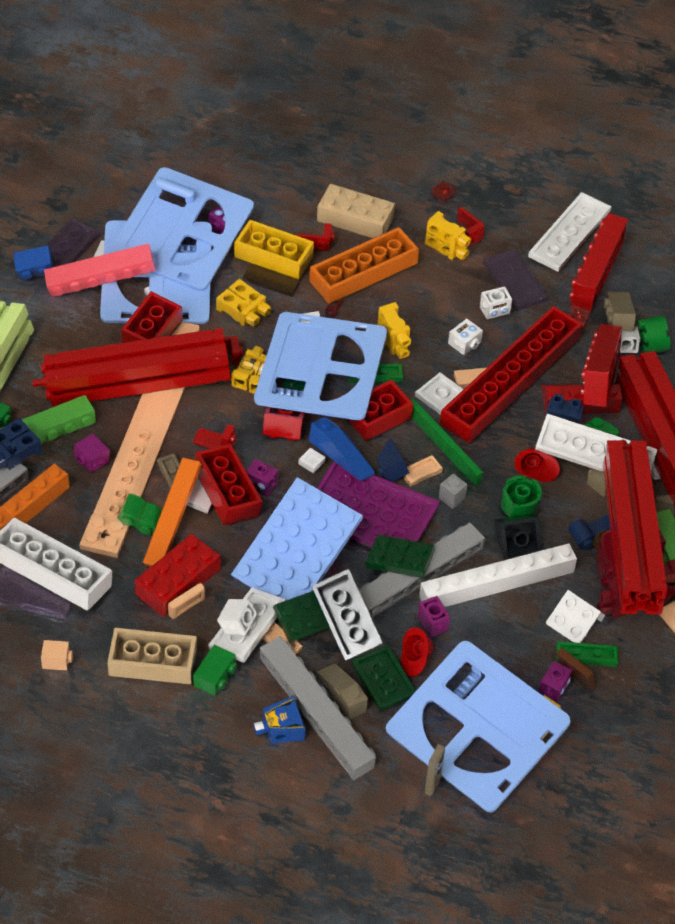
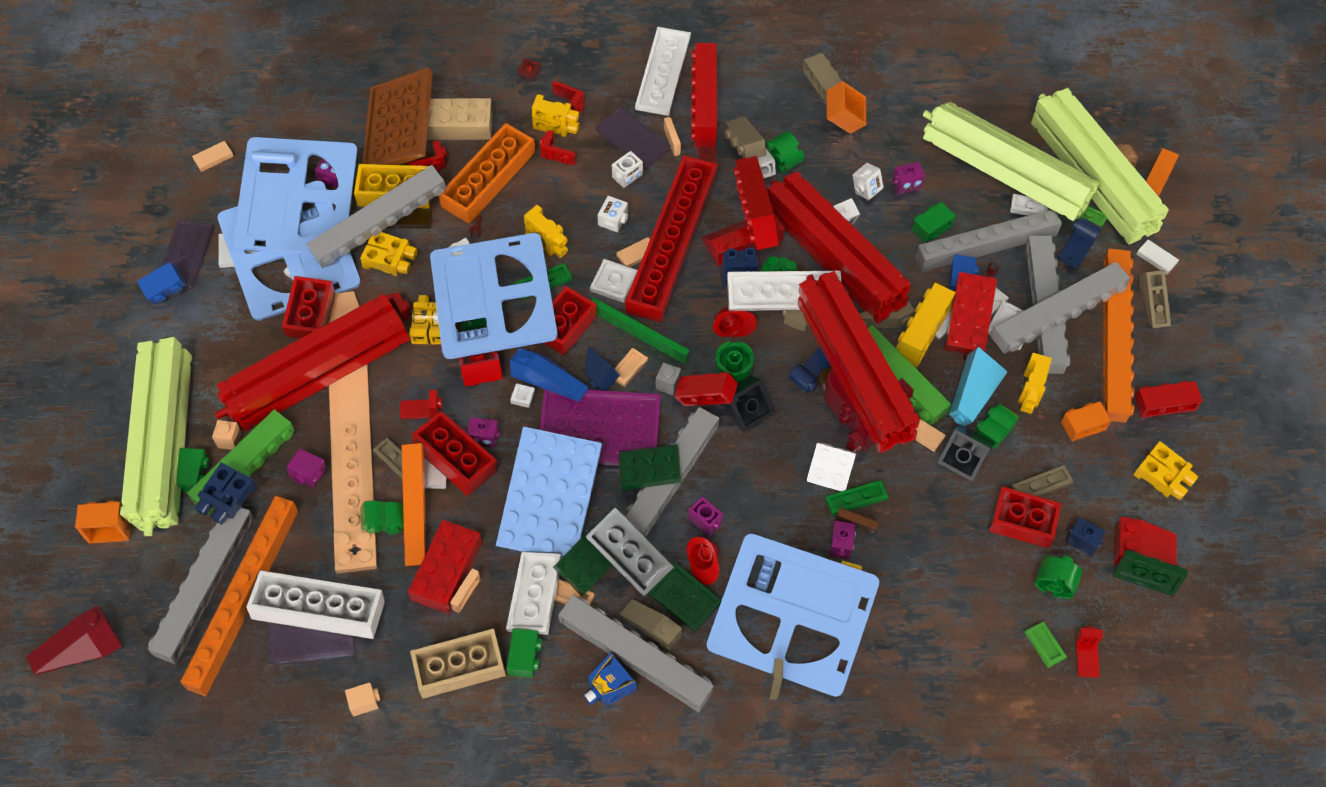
camera: 20 degrees left, 10 degrees up
(34, 401) = (226, 434): none -> light nougat brick
(99, 270) = (232, 269): coral brick -> none
(125, 176) = (212, 156): none -> light nougat tile
(237, 616) = (523, 592): white head -> none
(246, 266) = (376, 216): none -> light grey brick
(302, 194) = (398, 119): none -> dark orange plate
(431, 266) = (554, 153): none -> red bracket
(482, 509) = (706, 389): none -> red brick
(500, 576) = (746, 451): white brick -> none
(552, 289) = (672, 136): none -> light nougat tile

